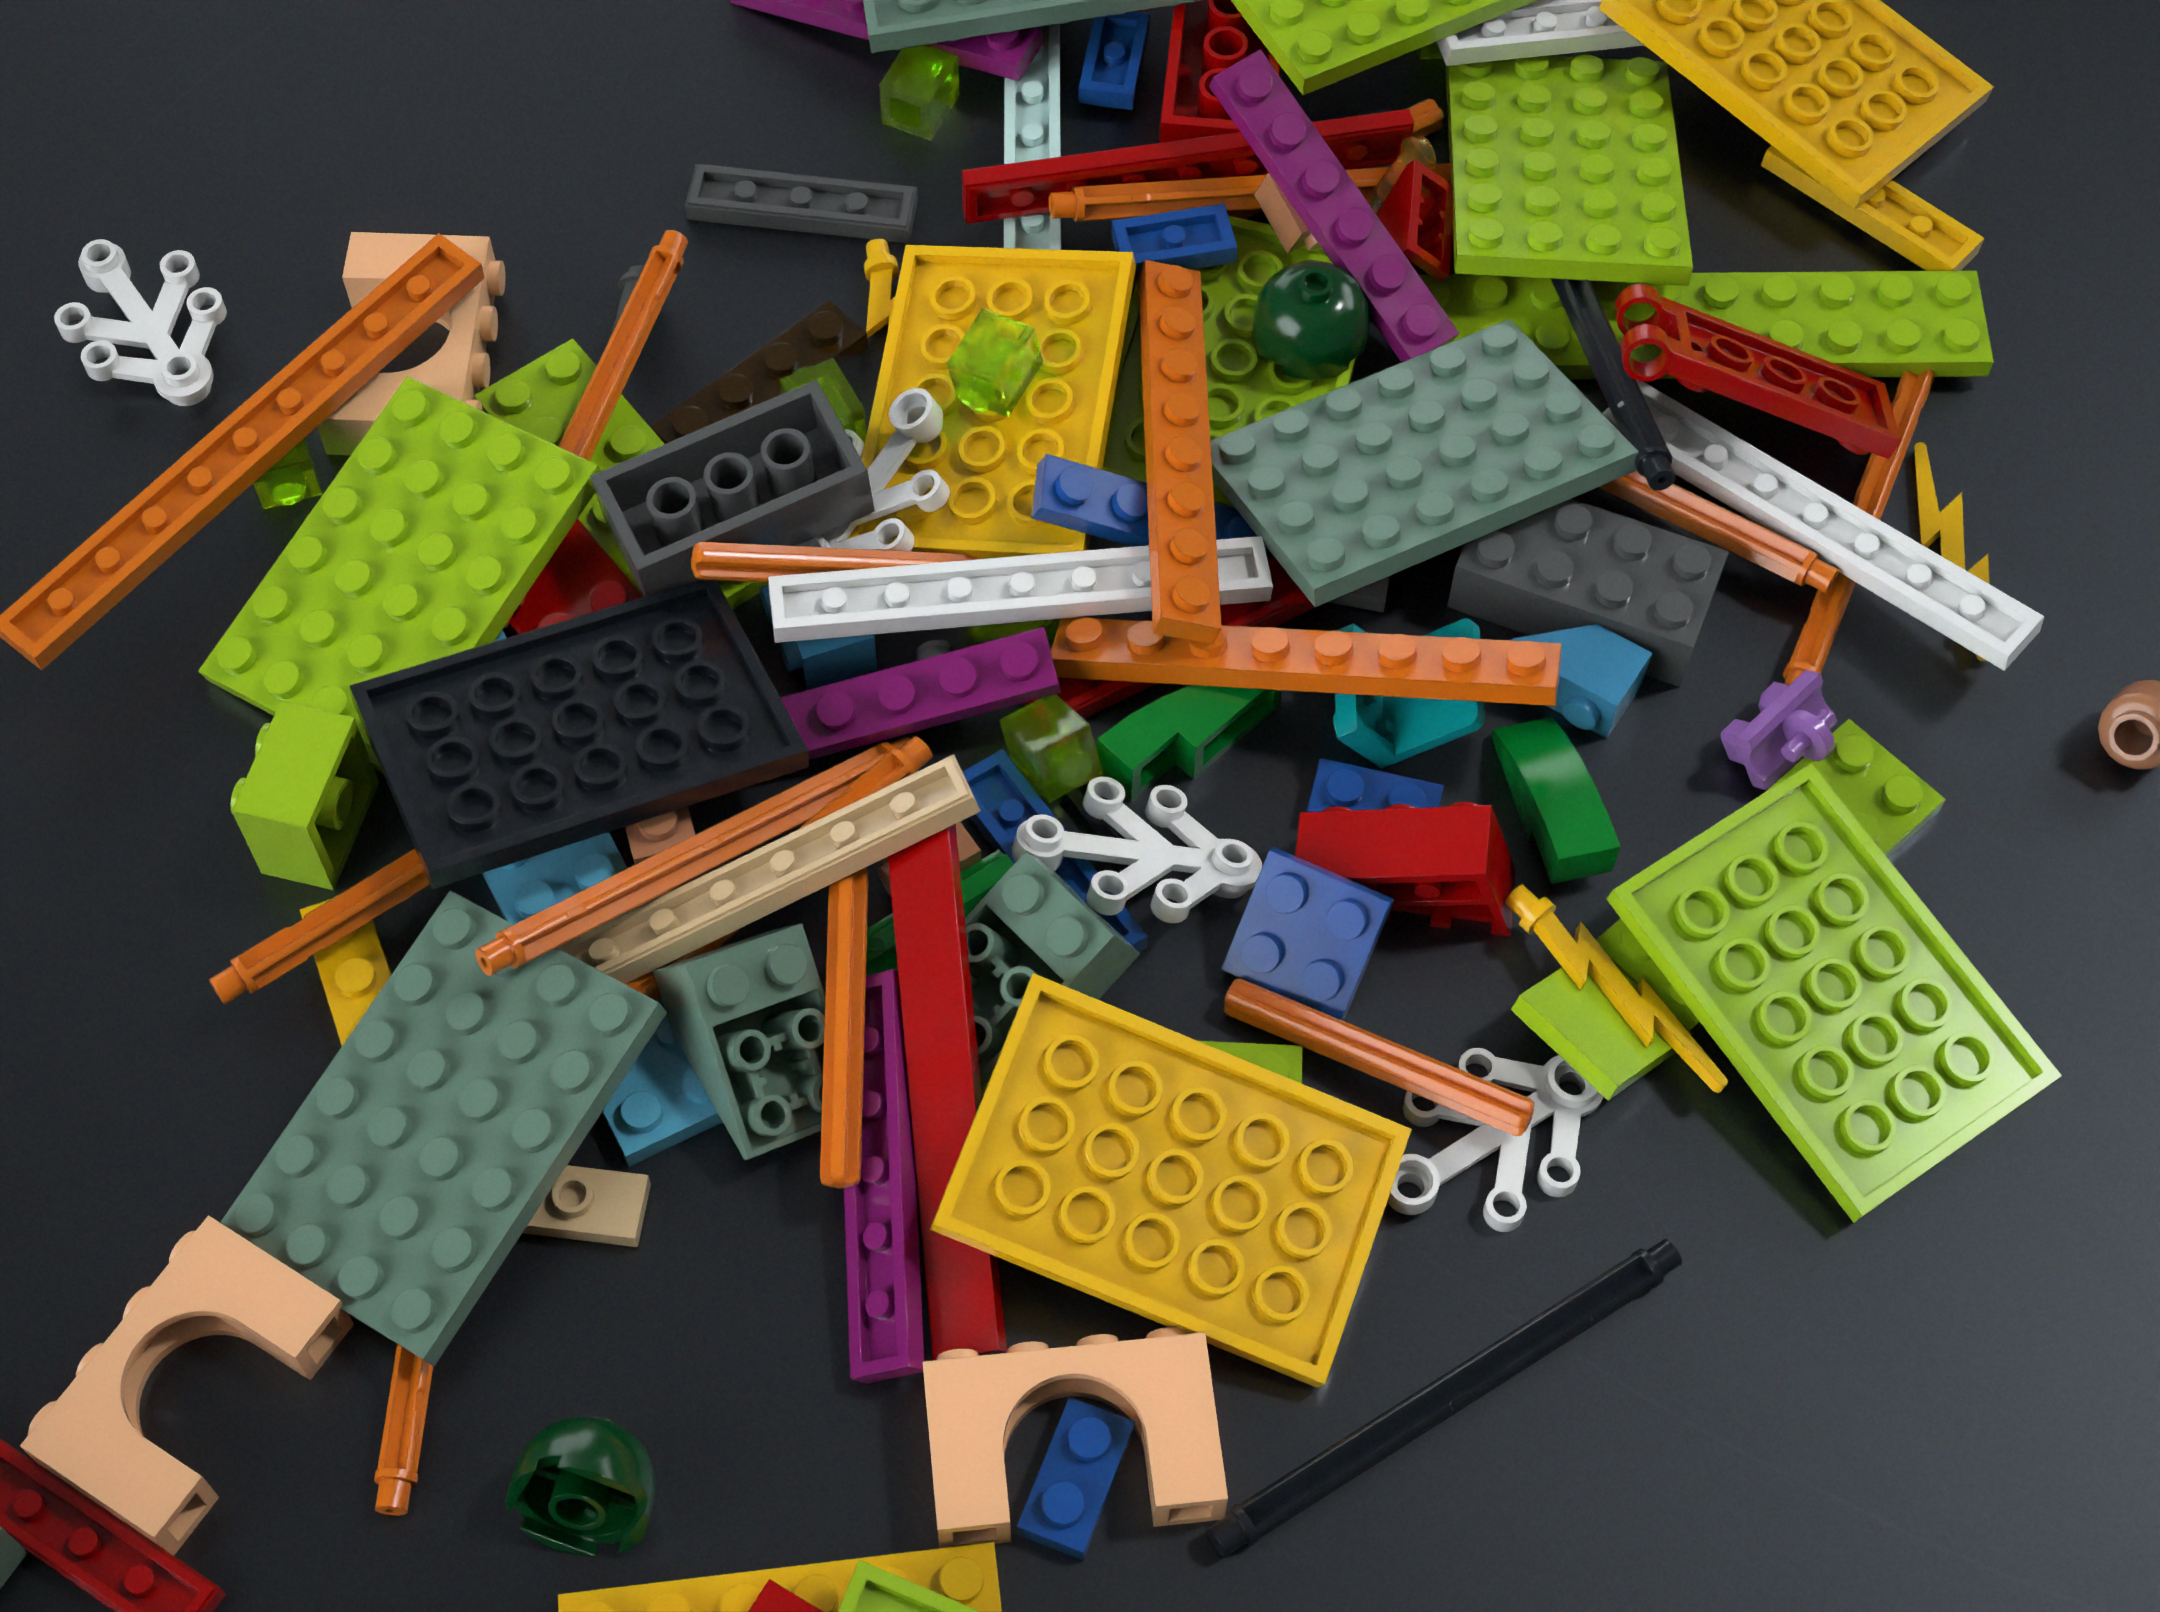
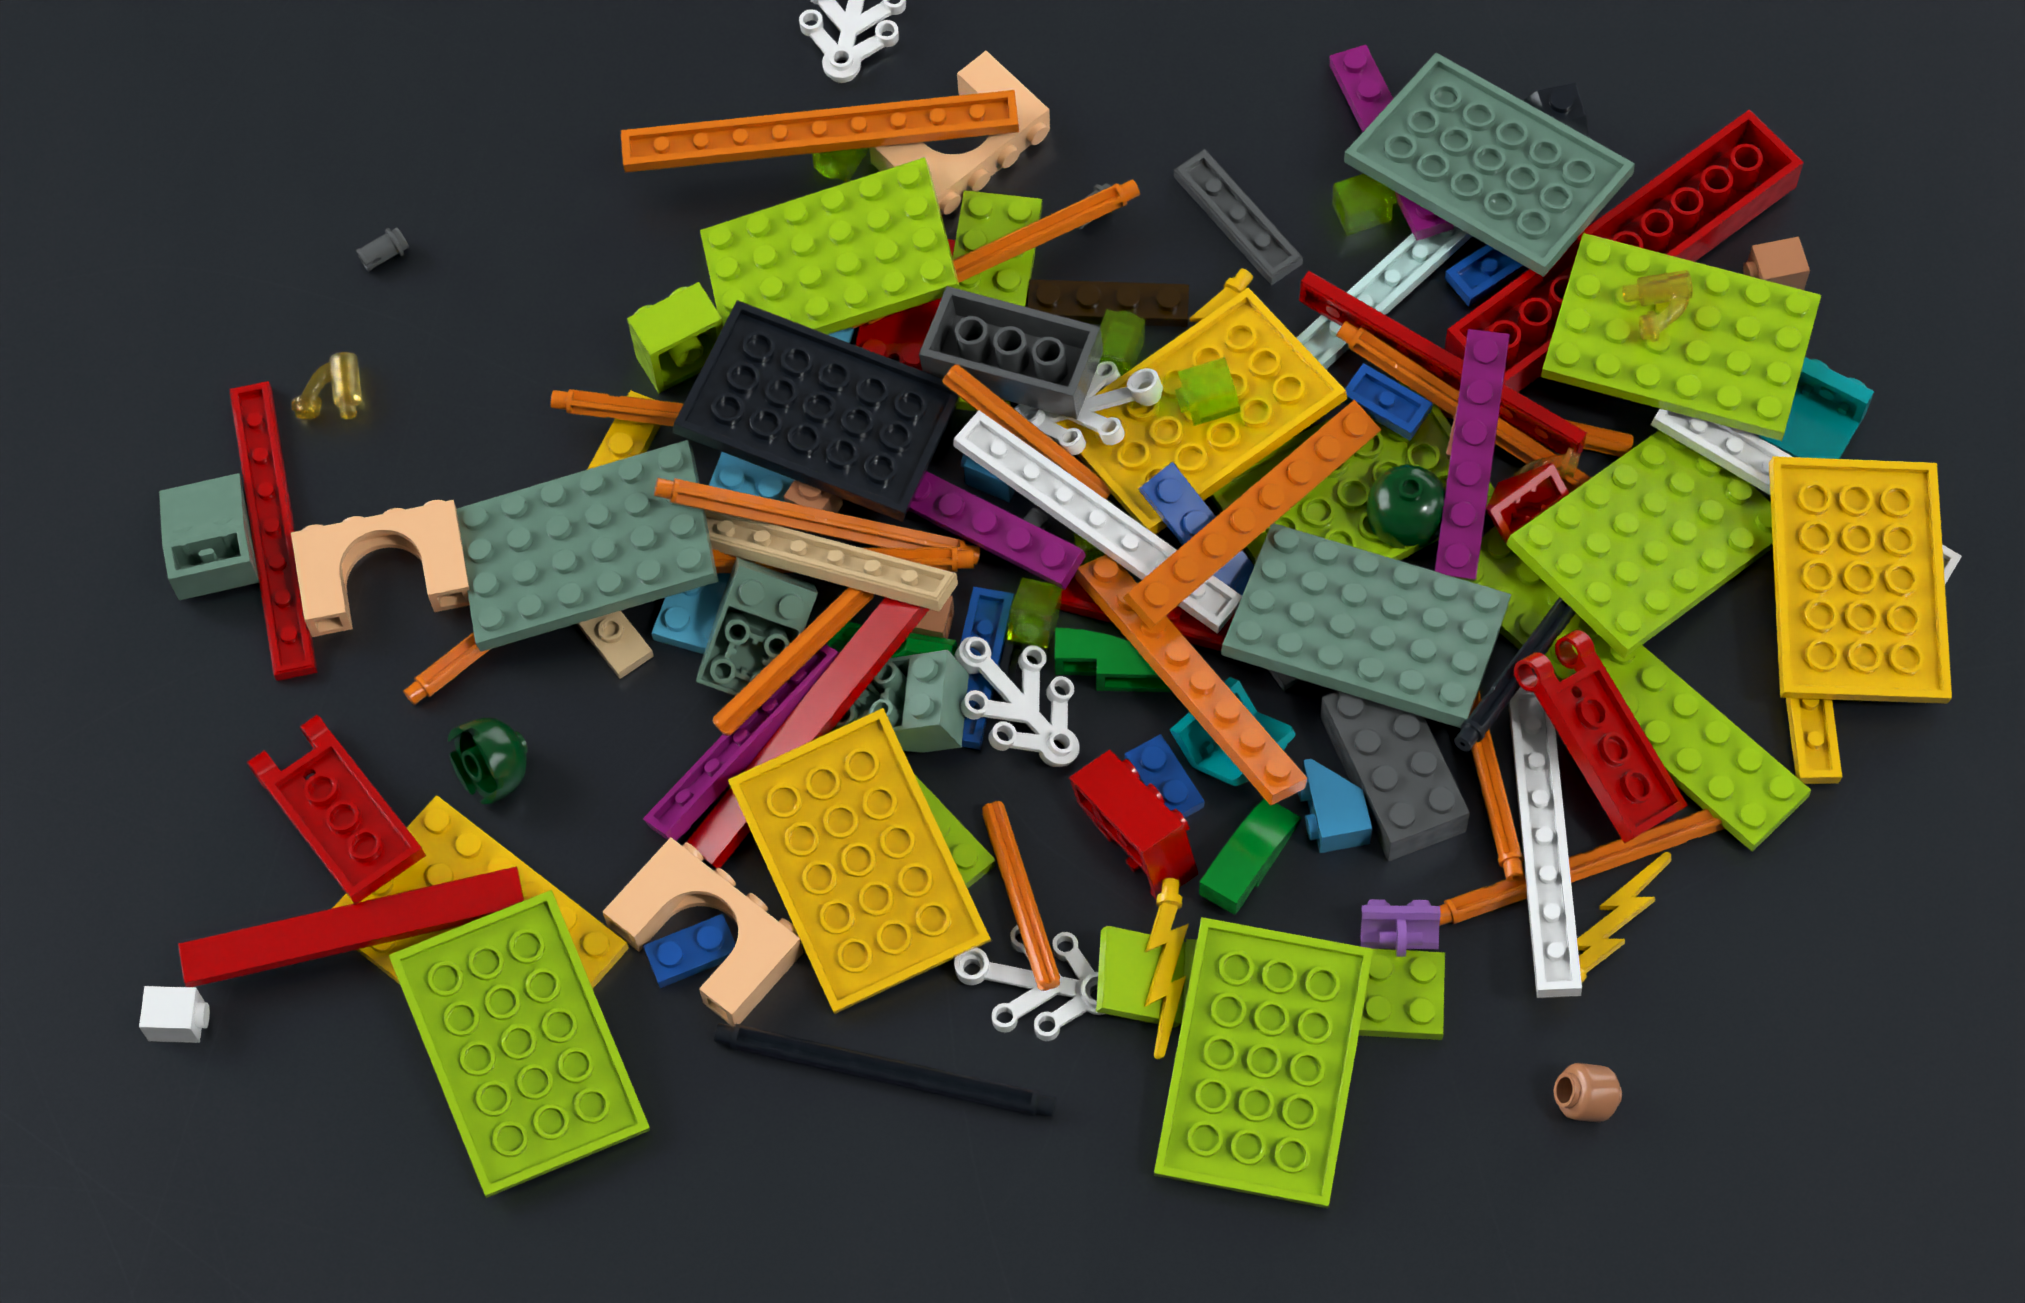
camera: 50 degrees right, 5 degrees up
(1307, 933) = (1050, 809): blue plate -> none

